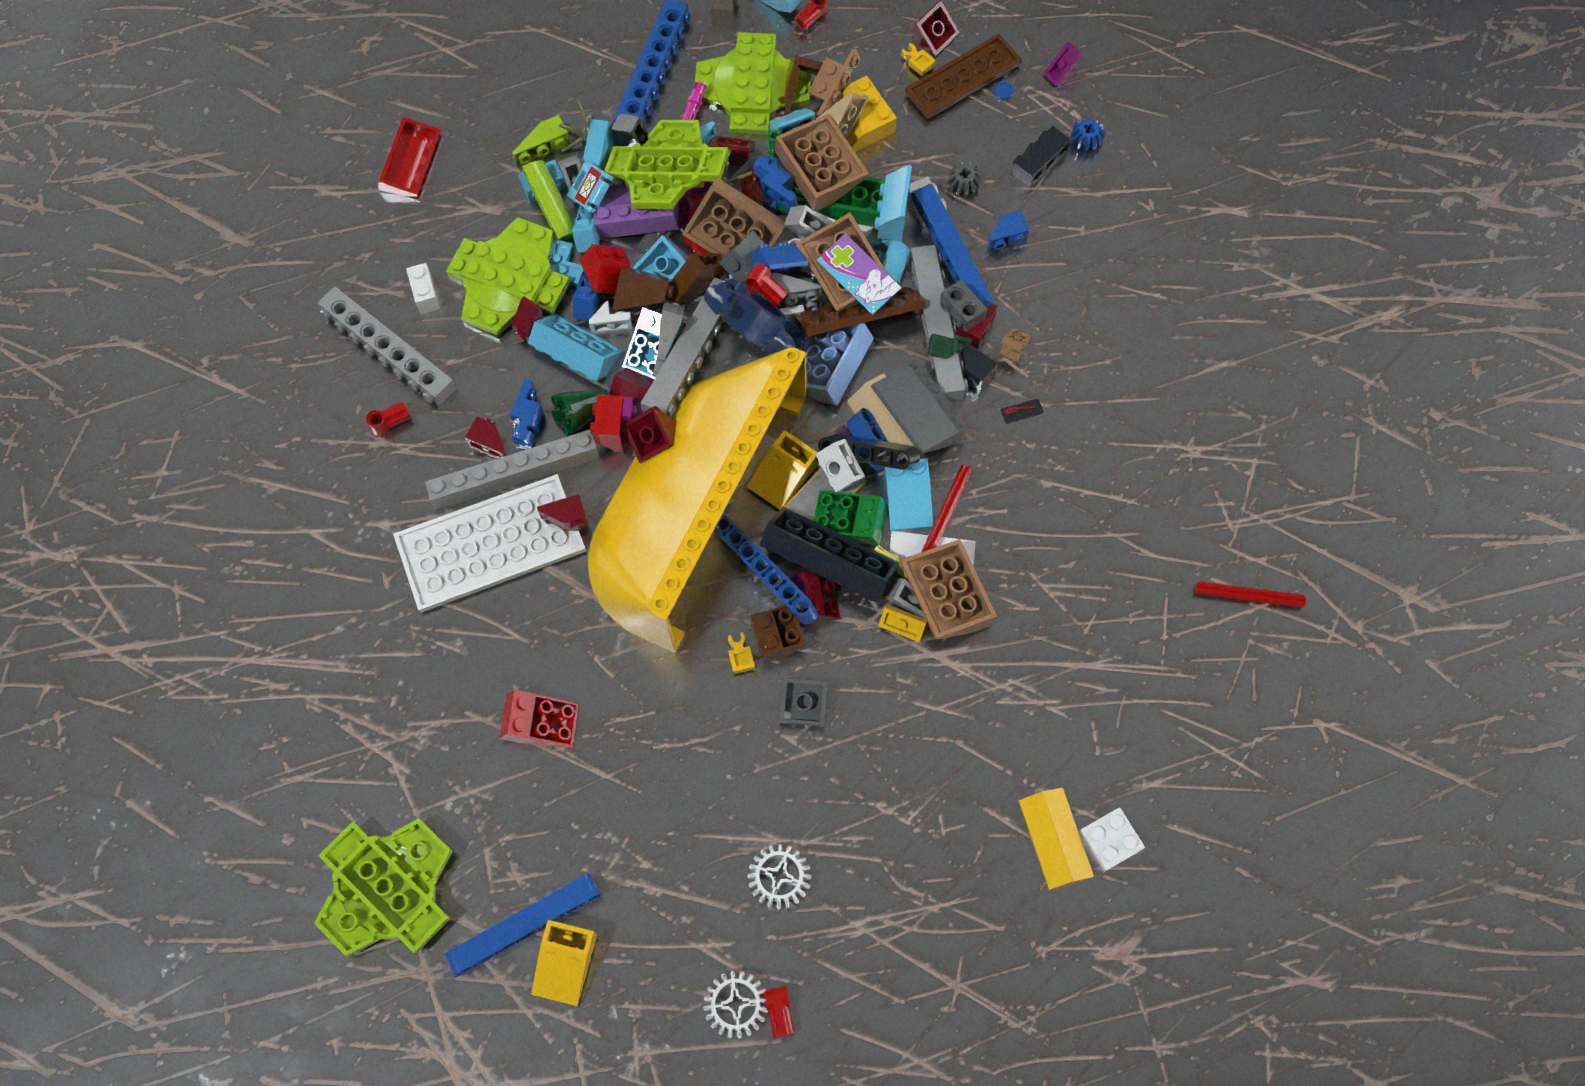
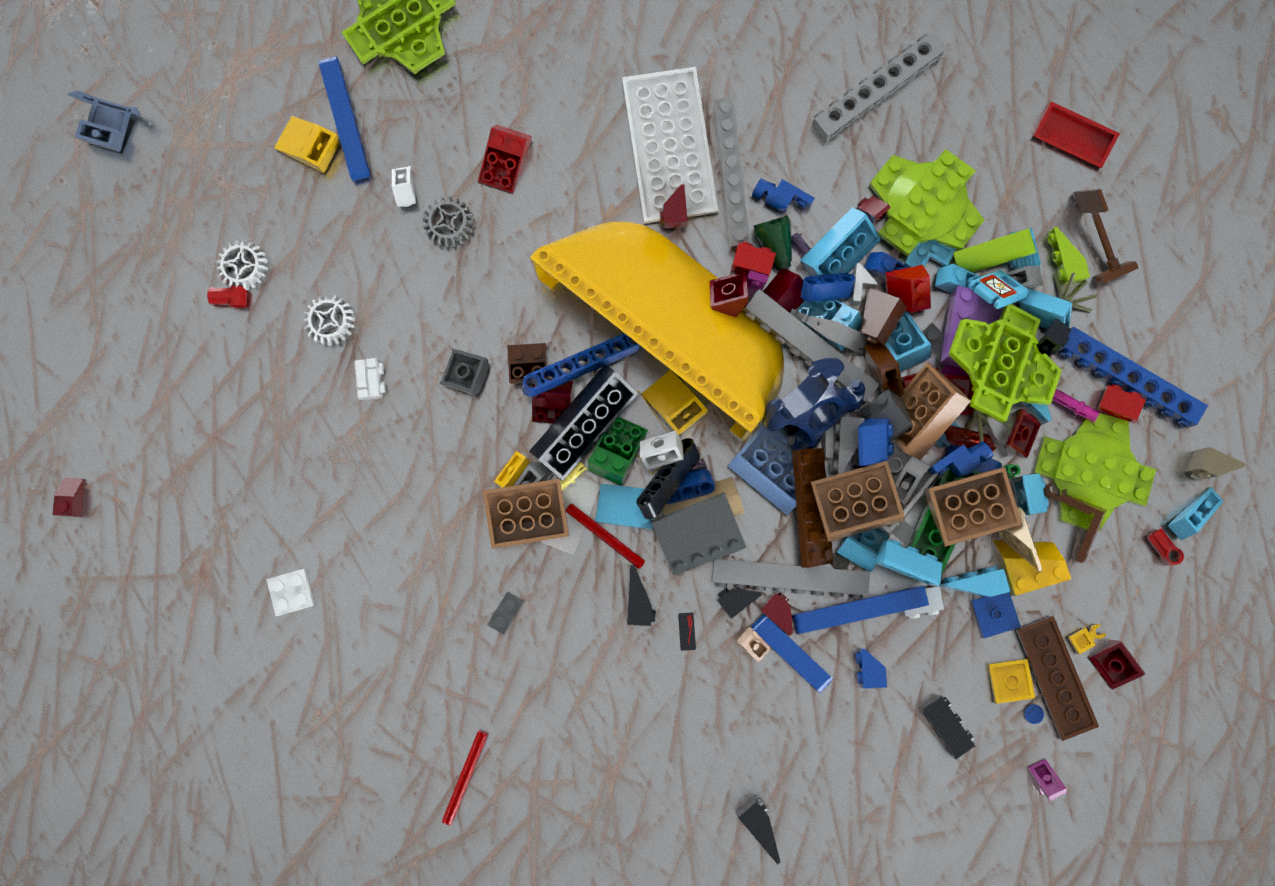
camera: 105 degrees right, 15 degrees up
(389, 417) = (807, 78): red piece -> none
(423, 288) = (929, 125): white brick -> none
(483, 117) = (1094, 202): none -> reddish brown piece
(485, 437) = (767, 158): dark red slope -> none
(580, 384) = (800, 244): none -> clear purple pin
(595, 829) = (403, 187): none -> white slope
(621, 346) = (827, 287): none -> blue beam
(622, 771) = (442, 225): none -> light grey gear
(681, 68) = (1121, 403): none -> red brick
(740, 657) = (516, 330): yellow plate -> none
(761, 281) = (850, 417): red piece -> none
(832, 79) = (1070, 541): medium nougat bracket -> none
(839, 809) = (369, 379): none -> white brick
(858, 273) = (840, 510): sticker -> none
(890, 145) = (986, 584): none -> medium azure slope
(907, 281) = (839, 561): none -> clear smoke piece
(917, 138) = (995, 614): none -> blue plate
(946, 347) = (757, 575): clear green slope -> none
(964, 178) = (932, 650): dark grey gear -> none
(966, 304) = (795, 605): dark grey brick -> none
(979, 112) = (1011, 681): none -> yellow plate
(1009, 456) = (639, 605): none -> black slope
(1013, 304) = (792, 653): none -> blue beam
(1055, 838) = (303, 547): yellow slope -> none
(1060, 595) = (505, 613): none -> dark grey plate
(1087, 134) = (969, 779): blue gear -> none
(1194, 293) = (756, 820): none -> black slope

